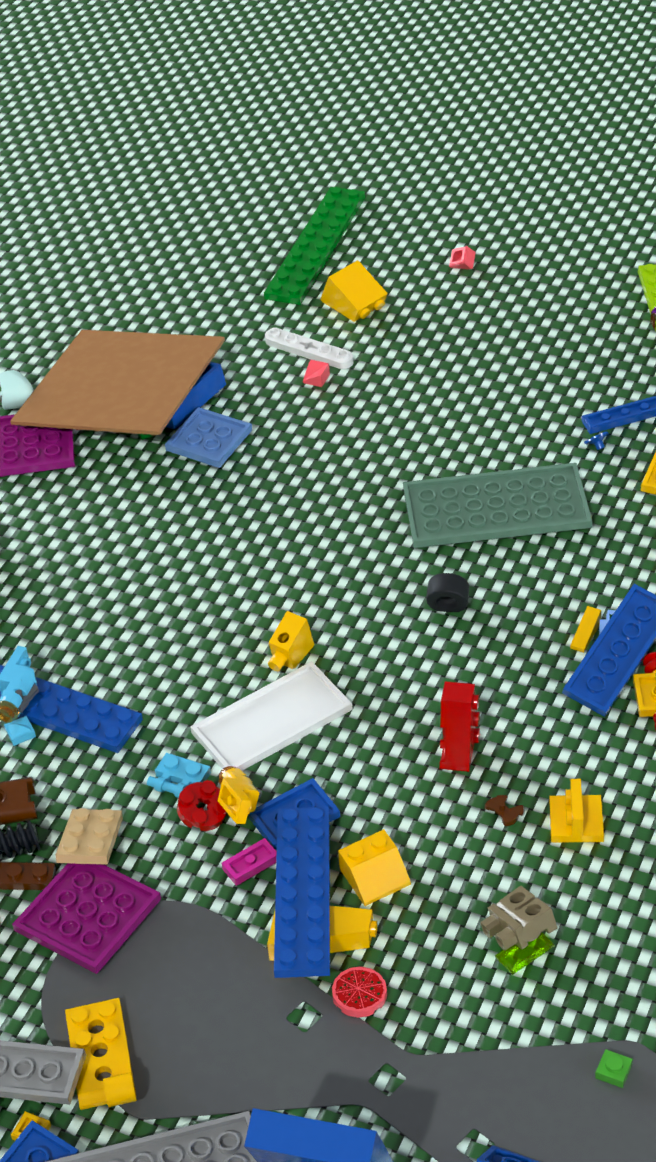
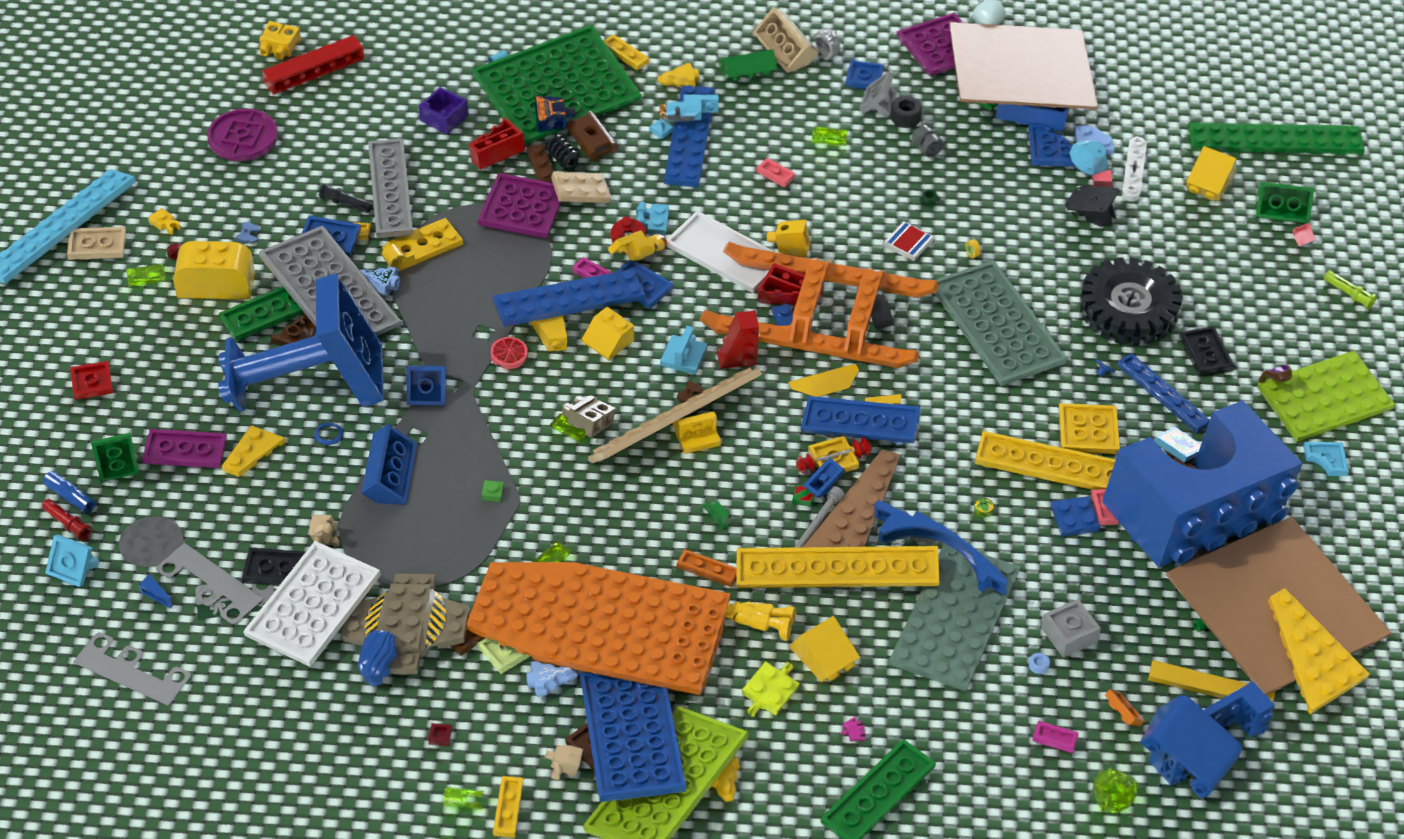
camera: 65 degrees right, 5 degrees up
(39, 520) = (863, 74): none -> blue tile
(87, 509) = (879, 95): none -> light grey bracket
(126, 496) = (906, 111): none -> black tyre
(127, 574) = (829, 136): none -> clear neon green tile
(153, 1116) = (383, 279): none -> light blue rock
(163, 635) = (776, 172): none -> coral plate
(179, 491) = (927, 141): none -> dark grey wheel
(208, 437) = (995, 138): medium blue plate -> none
(248, 399) = (1048, 148): none -> blue plate
(250, 367) = (1090, 133): none -> light blue plate
(274, 512) = (929, 198): none -> dark green plate
(281, 369) = (1089, 157): none -> medium azure hat
(333, 547) = (908, 241): none -> tile
(352, 382) = (1097, 211): none -> black piece
(373, 664) = (782, 286): none -> red wedge
(375, 495) = (973, 248): none -> yellow tile
(389, 1103) = (426, 385): none -> blue slope
(413, 258) = (1284, 202): none -> green slope
(415, 688) = (782, 314): none -> blue plate
(433, 798) = (684, 352): none -> medium azure bracket
(443, 661) = (799, 334): none -> orange piece
(511, 394) = (1153, 305): none -> black wheel
(529, 675) = (826, 382): none -> yellow sticker
(556, 830) = (674, 414): none -> tan plate
(559, 246) = (1356, 293): none -> lime pin
(596, 364) = (1206, 351): none -> black tile

